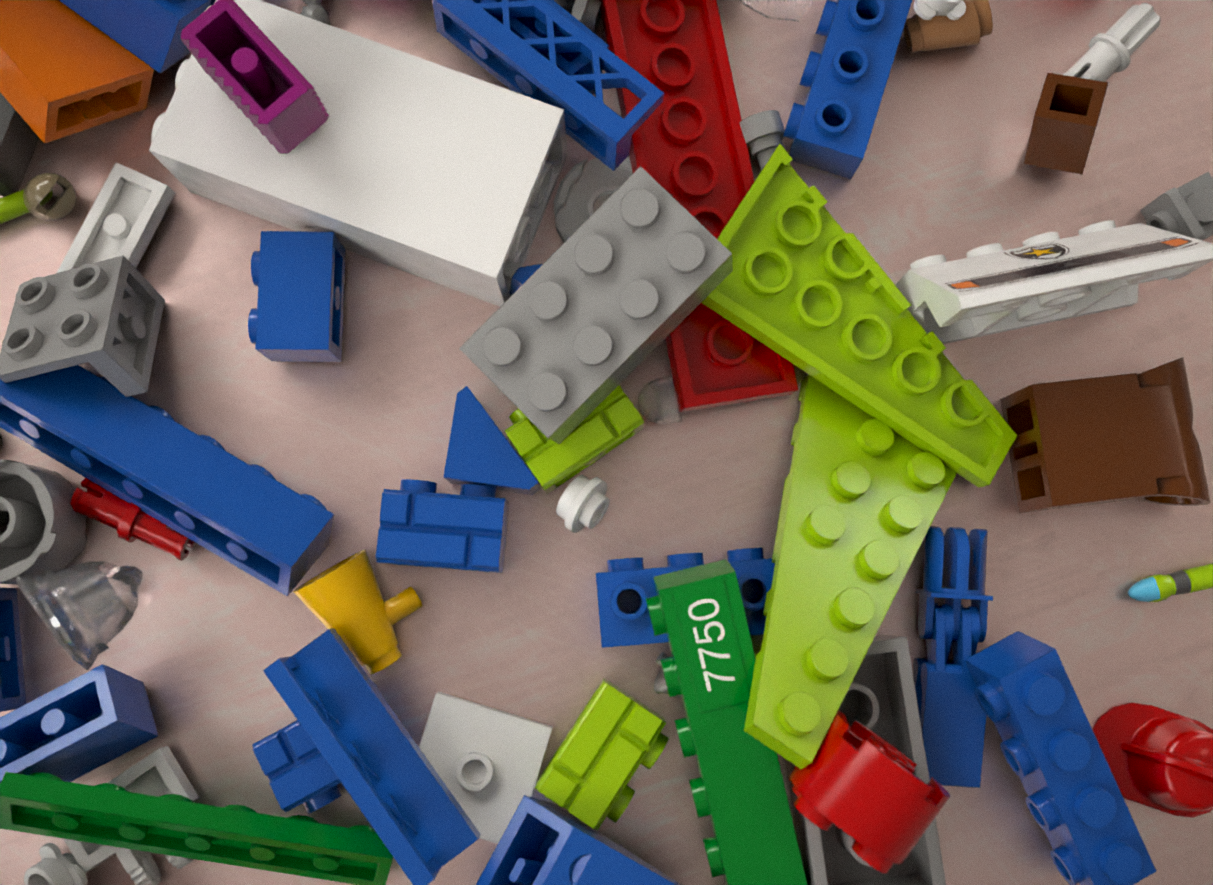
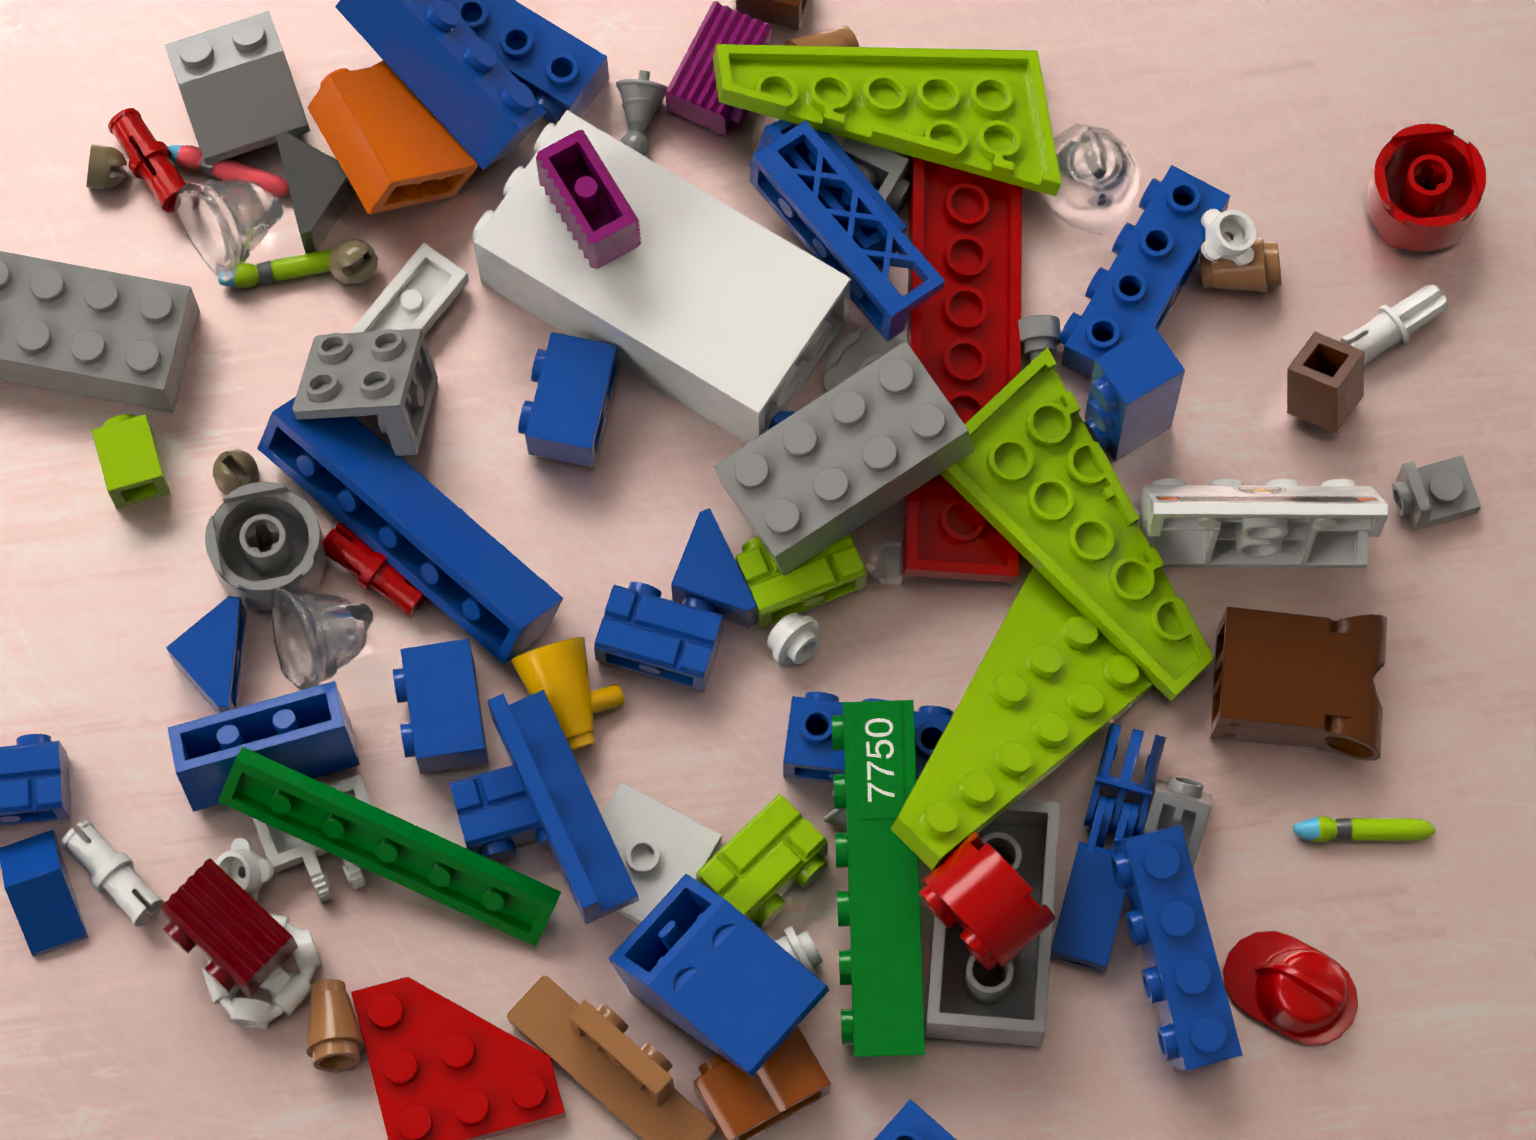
camera: 15 degrees right, 10 degrees down
(225, 650) = (442, 706): none -> blue brick
(659, 843) = (801, 948): none -> white plate
(888, 168) = (1133, 393): none -> blue brick
(1018, 604) = (1180, 804): none -> light grey bracket

